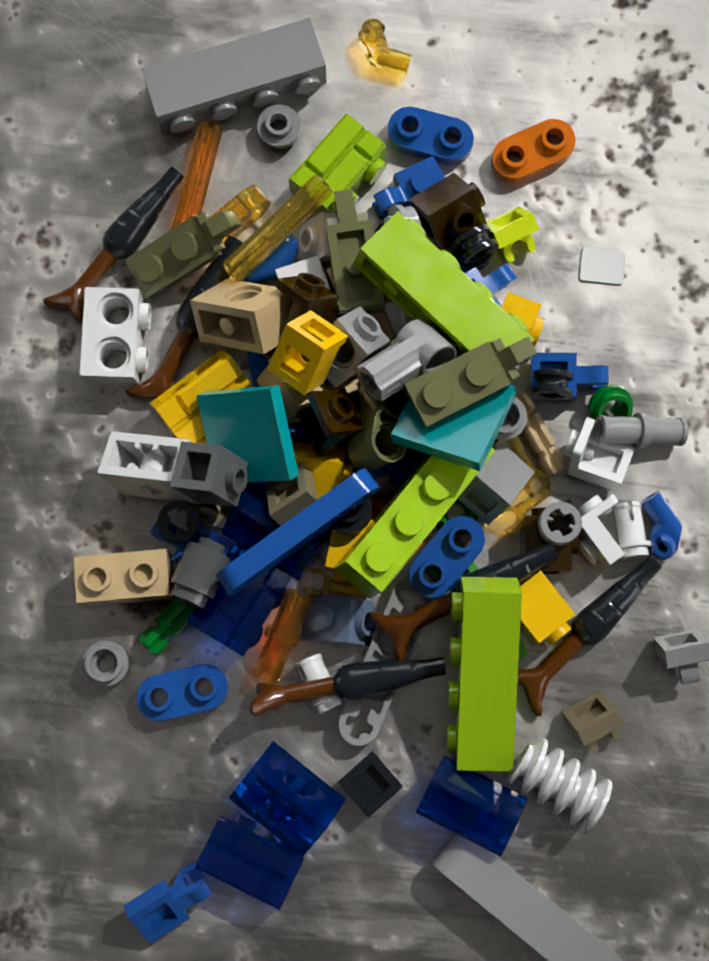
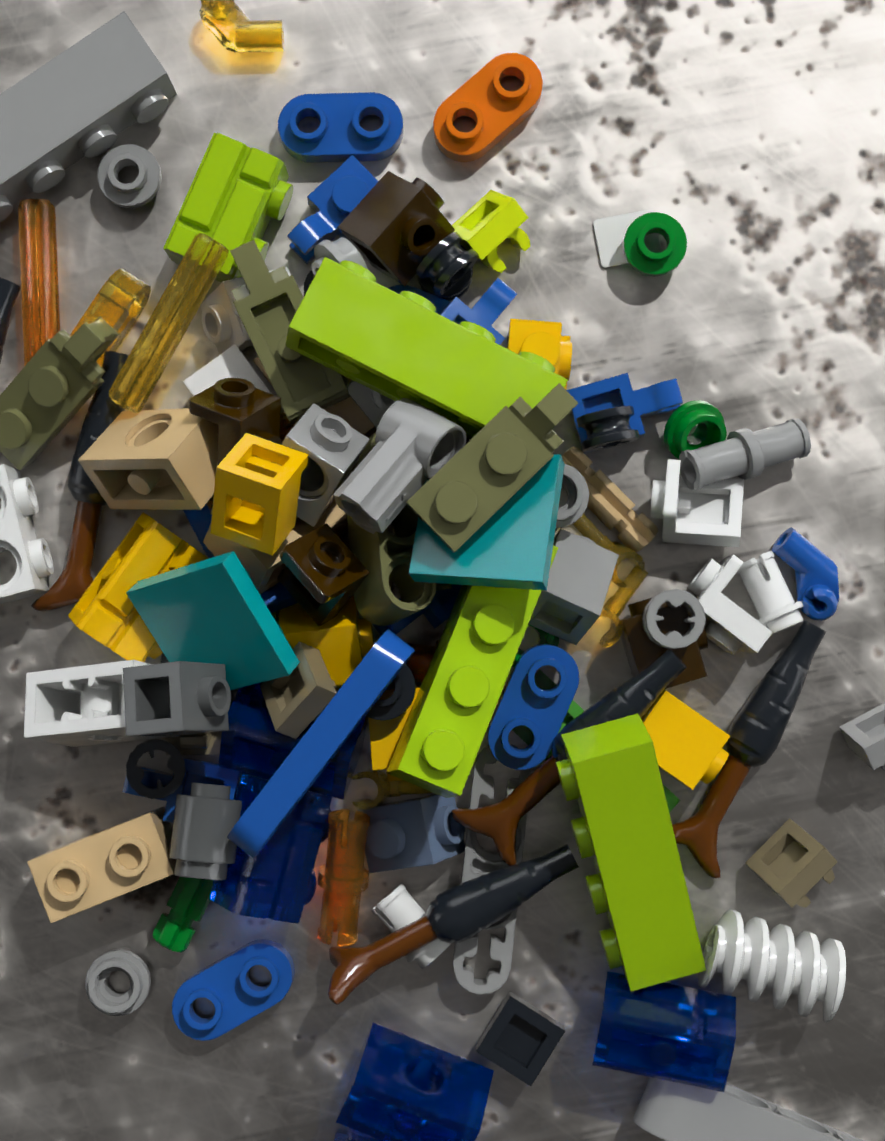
camera: 10 degrees left, 5 degrees up
(280, 257) = (186, 360): blue arm -> none
(617, 286) = (653, 263): none -> green plate

